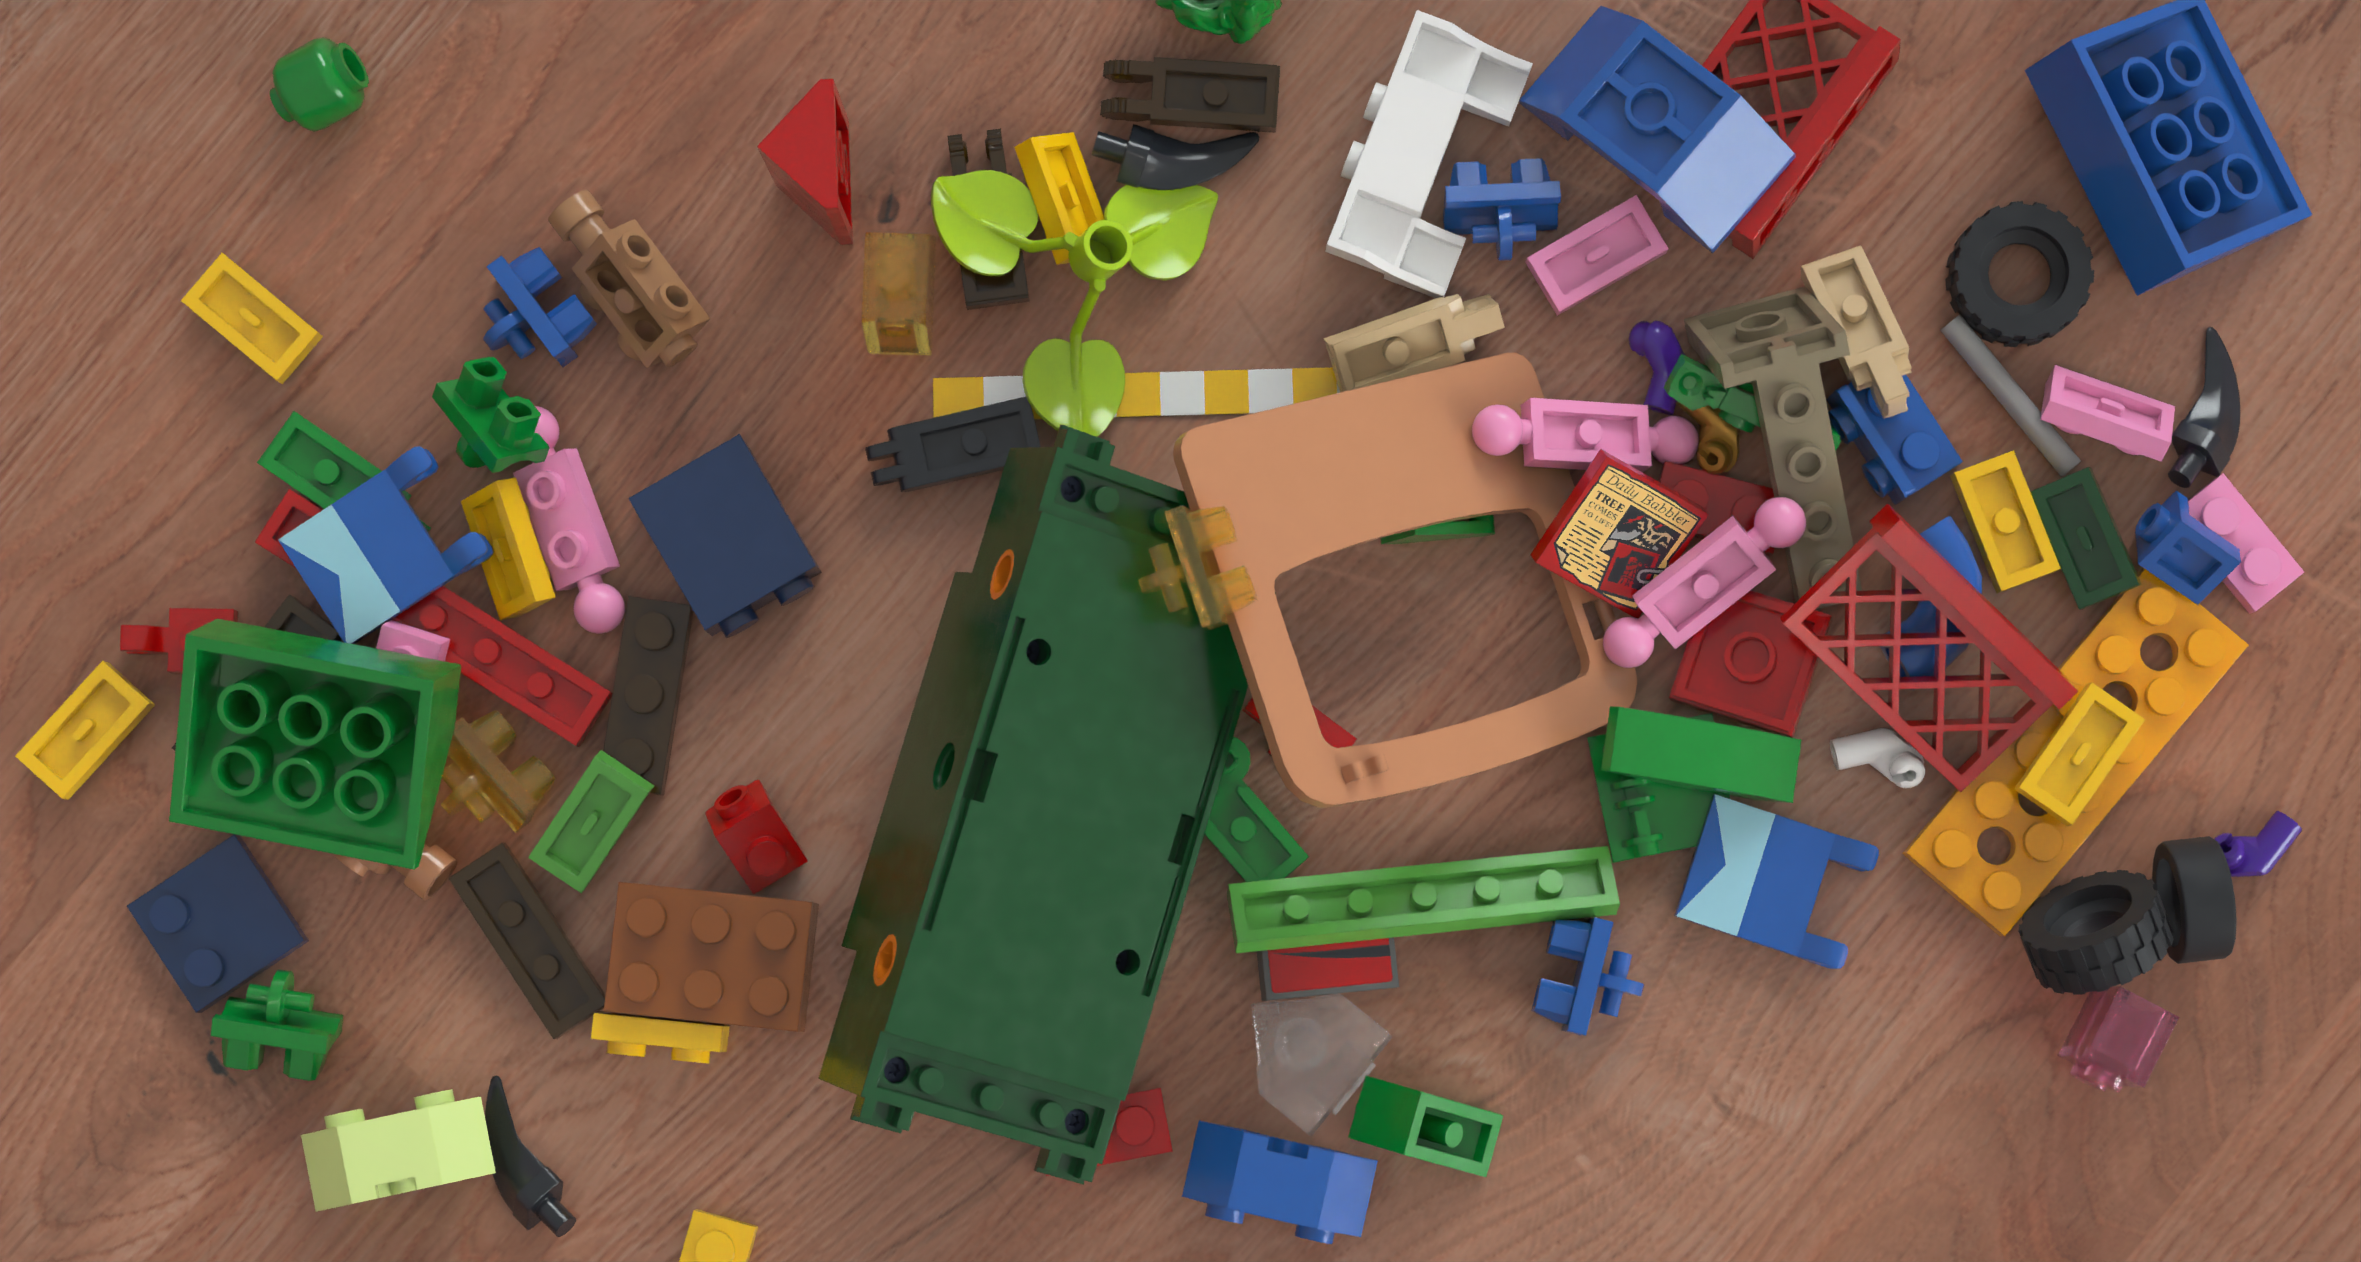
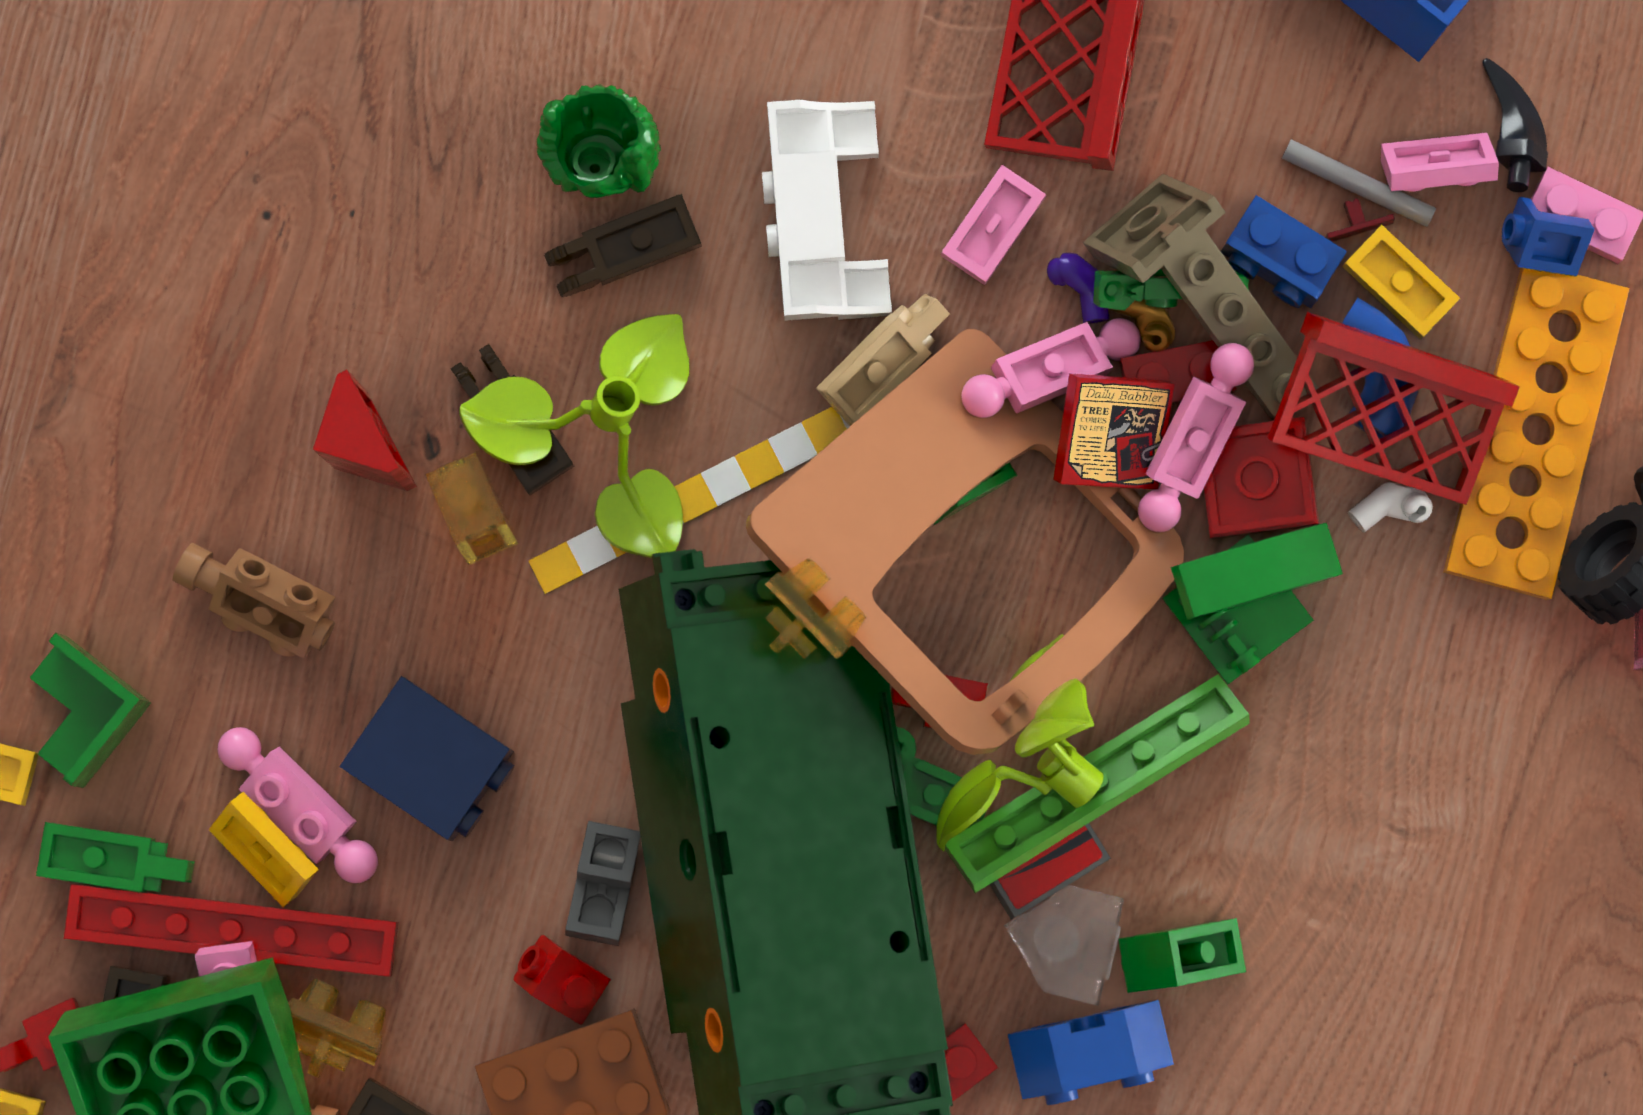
camera: 25 degrees left, 0 degrees up
(372, 553) = (161, 904): blue flag -> none
(409, 317) = (100, 708): none -> green panel
(492, 425) = (206, 759): green hips -> none
(522, 282) = (175, 638): blue hips -> none
(591, 821) = (429, 1029): bright green plate -> none
(648, 687) = (424, 911): dark brown plate -> none
(848, 756) = (603, 883): none -> dark grey slope
(954, 445) = (572, 604): black hinge -> none
(1059, 186) = (557, 368): yellow plate -> none
(1167, 163) = (630, 309): black bar -> none
(1391, 860) = (1062, 767): none -> lime plant
(1504, 210) = (905, 225): blue hips -> none
(1575, 1003) = (1241, 758): blue hips -> none
(1661, 123) = (994, 101): blue slope -> none
(1762, 876) = (1346, 642): blue flag -> none
(1875, 341) = (1208, 167): tan hinge -> none
(1989, 437) = (1357, 222): none -> dark red piece
(2054, 239) = (1345, 53): black tyre -> none
(2079, 754) = (1542, 433): yellow plate -> none
(2085, 538) = (1467, 266): dark green plate -> none

